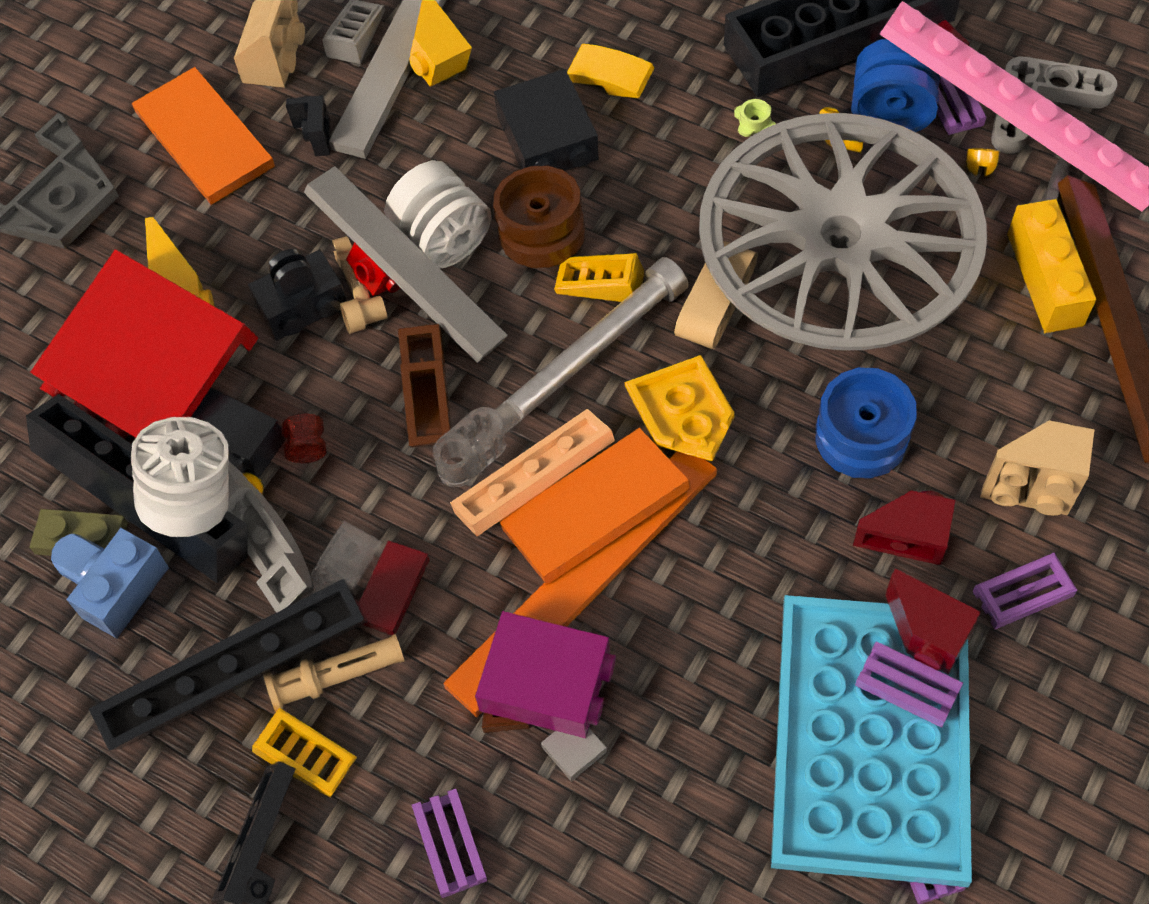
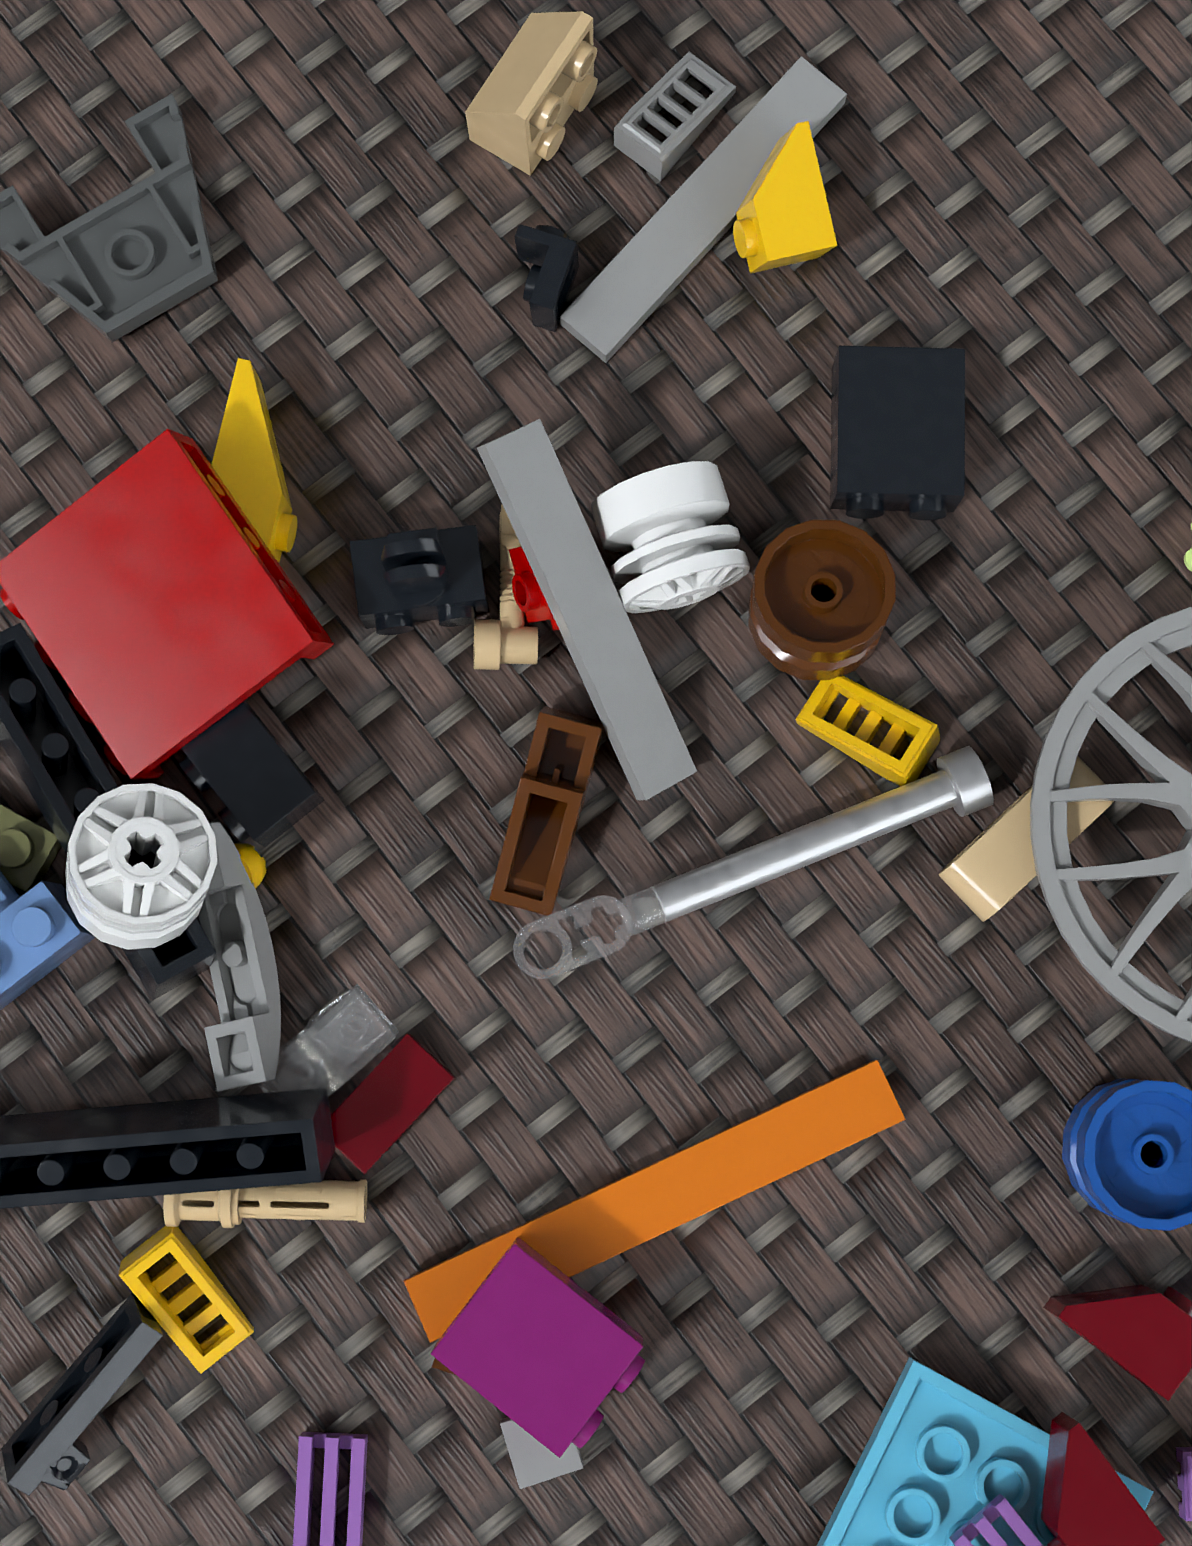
camera: 20 degrees right, 20 degrees up
(203, 135) = (377, 218): orange tile -> none
(304, 438) = (346, 823): clear red wheel -> none
(532, 472) = (646, 1015): light nougat plate -> none
(594, 505) = (711, 1106): orange tile -> none
(614, 70) = (1036, 367): yellow slope -> none
(683, 408) = (899, 1006): yellow tile -> none

